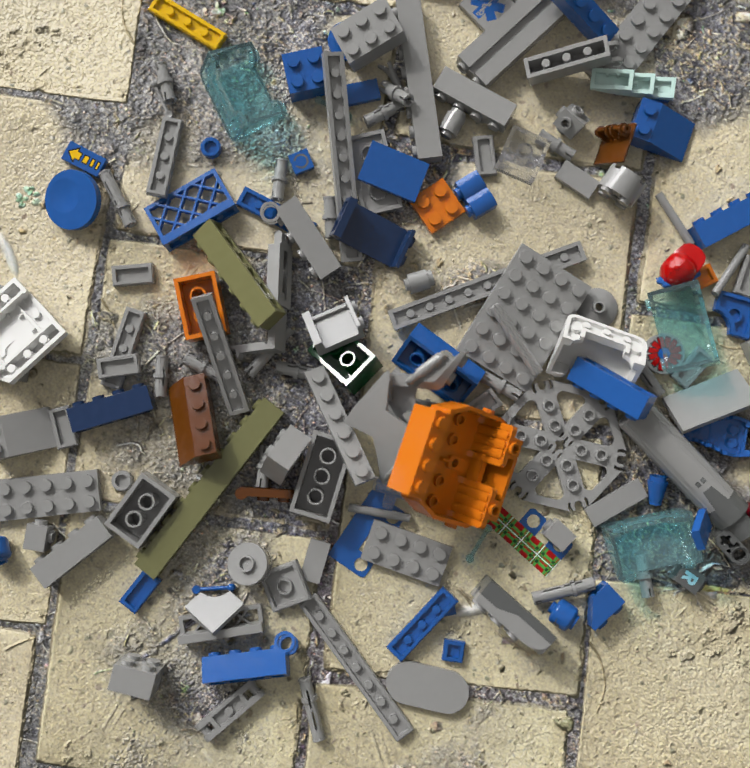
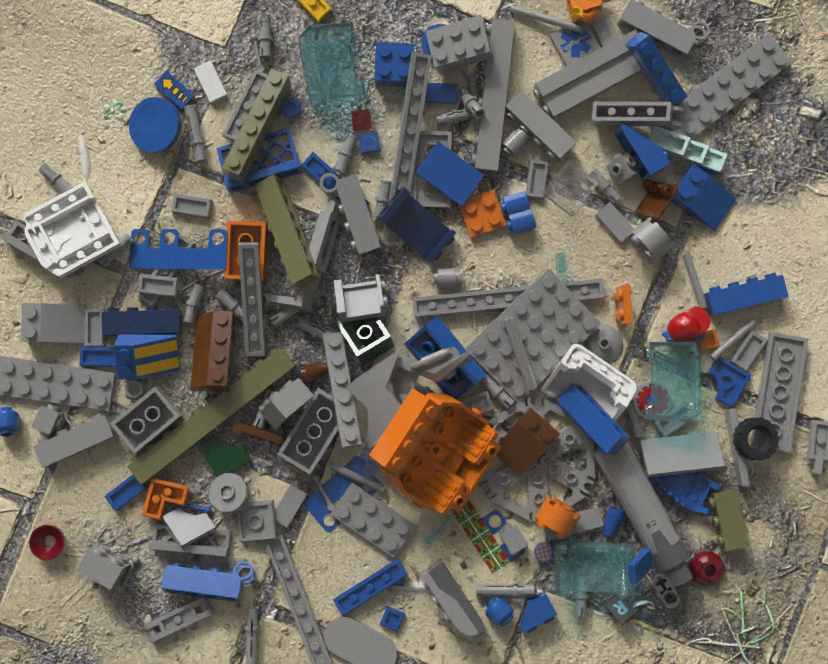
camera: 15 degrees right, 0 degrees up
(59, 350) = (125, 242): none -> light grey pin
(63, 672) = (38, 546): none -> dark red piece
(76, 456) = (97, 356): none -> blue tile
(120, 141) = (210, 82): none -> white tile
(124, 442) = (145, 355): none -> blue slope
(127, 333) = (177, 258): none -> blue piece
(162, 693) = (122, 589): none -> light grey hinge
(177, 581) = (163, 491): none -> orange brick
(179, 173) = (256, 126): none -> olive brick
(234, 528) = (224, 457): none -> dark green tile
(286, 140) = (361, 119): none -> clear red tile
(304, 414) = (313, 371): none -> reddish brown cone
(358, 549) = (330, 506): none -> light grey hinge
(532, 235) = (560, 262): none -> clear light blue tile
(546, 429) = (526, 441): none -> reddish brown slope
(592, 540) = (543, 552): none -> tile
(594, 98) = (647, 154): none -> blue slope
(600, 500) = (557, 517): none -> orange brick
(610, 261) = (622, 297): none -> orange plate

